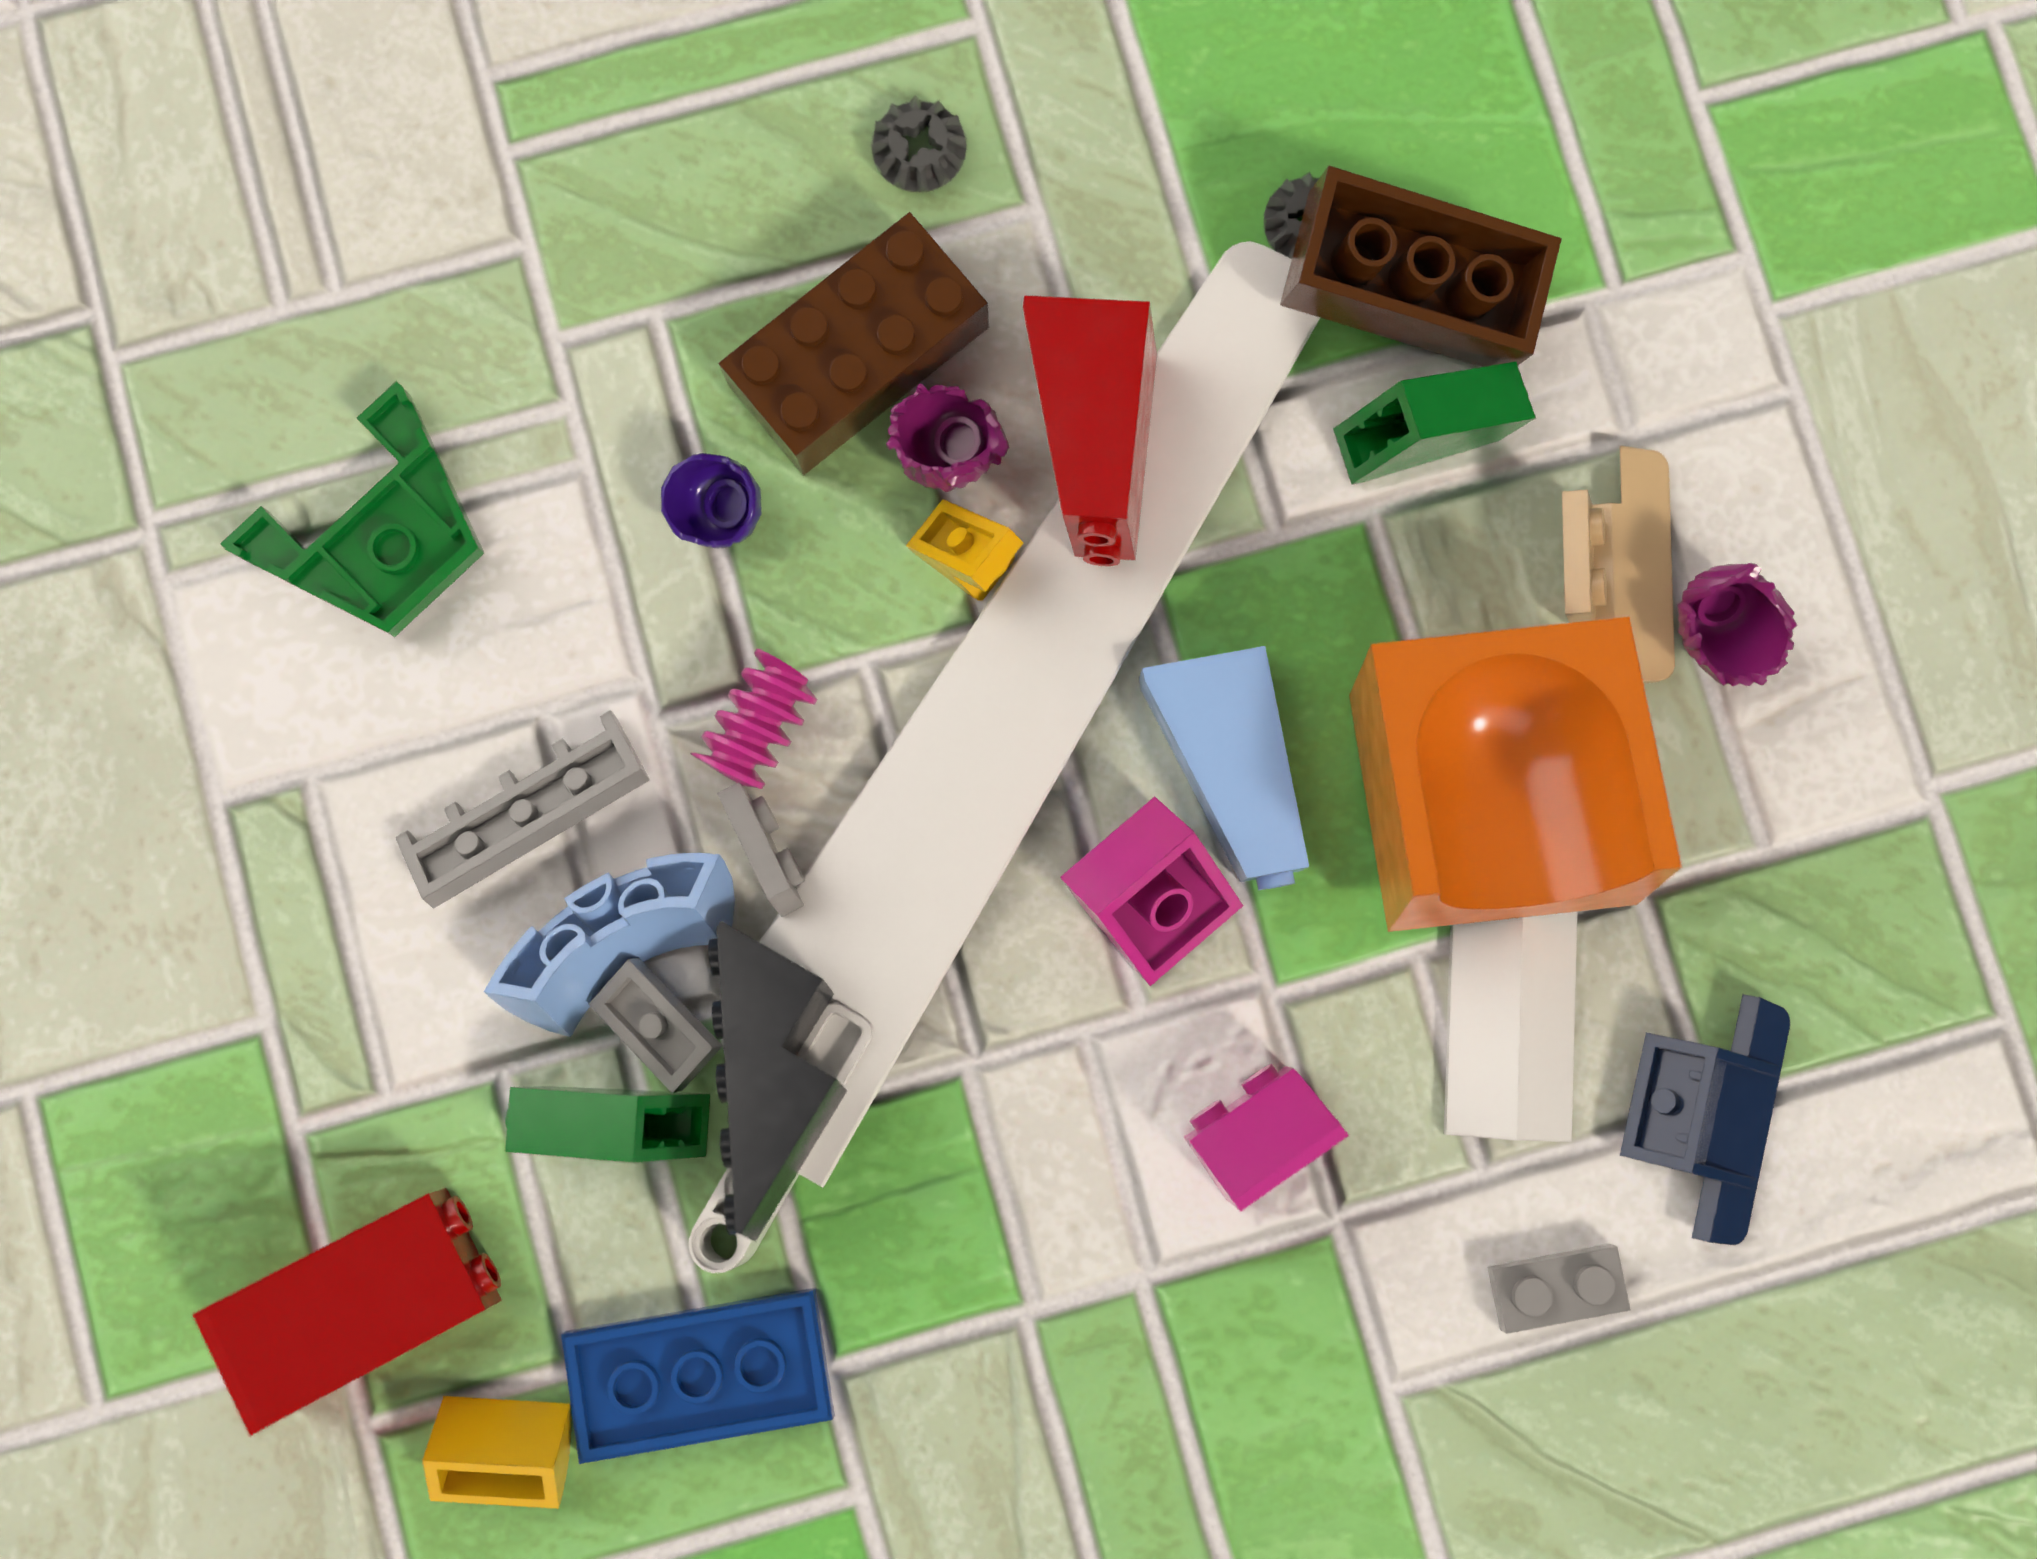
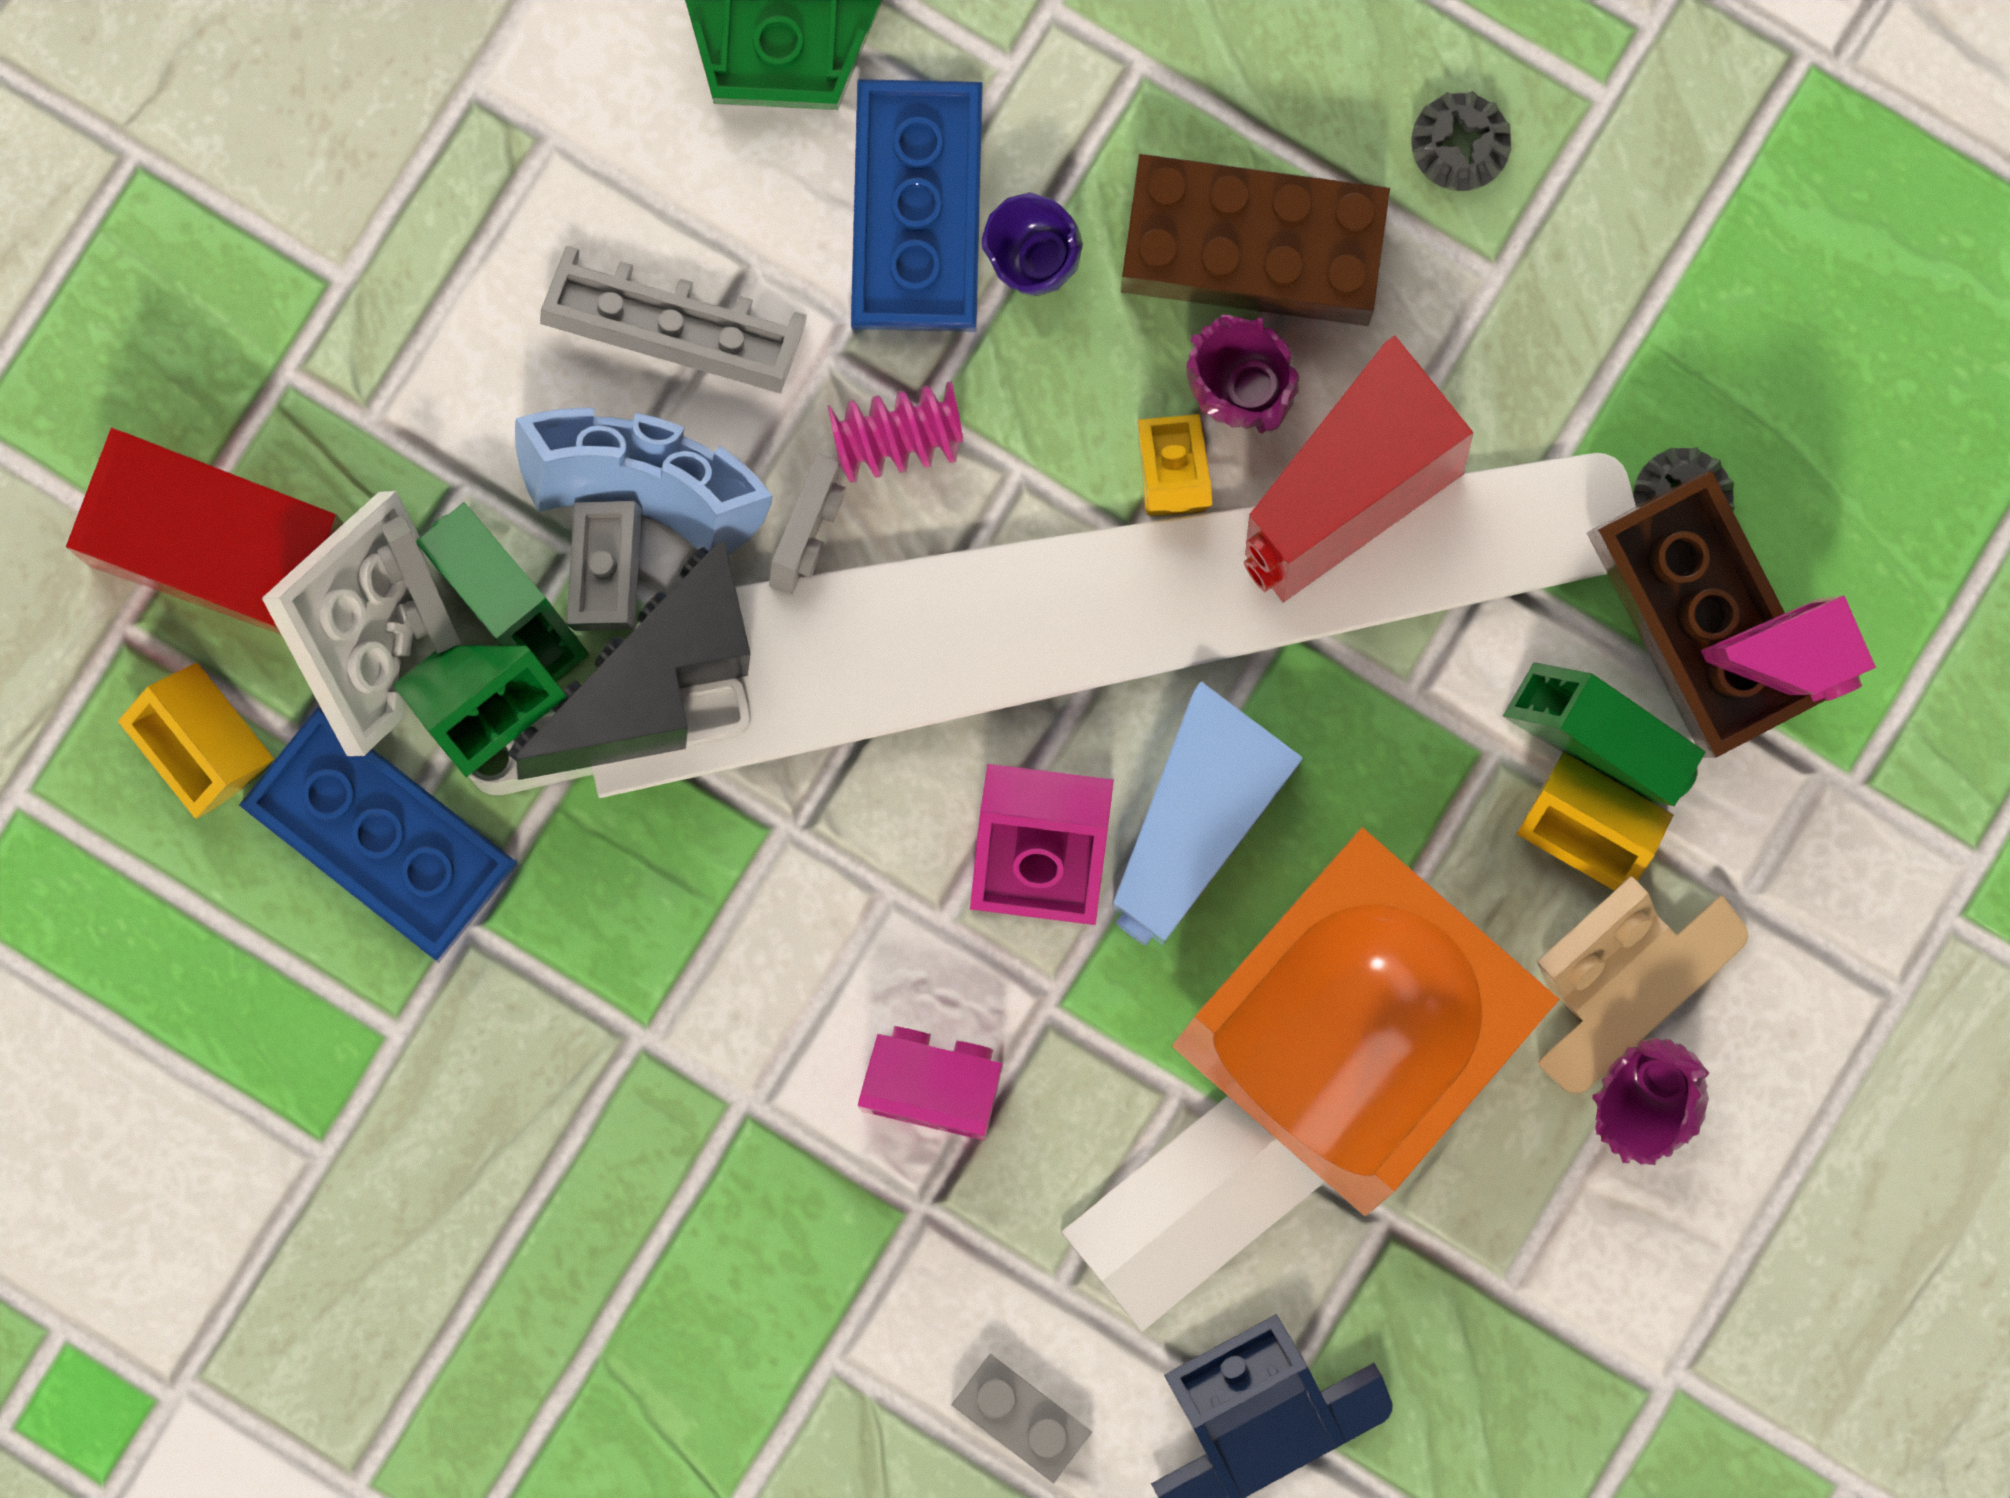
camera: 50 degrees right, 0 degrees up
(518, 1255) = (349, 626): none -> white plate
(564, 1188) = (405, 562): none -> light grey plate
(606, 560) = (916, 205): none -> blue tile
(667, 1219) = (478, 699): none -> green slope
(1492, 488) = (1594, 823): none -> yellow brick
(1527, 210) = (1800, 652): none -> dark pink slope

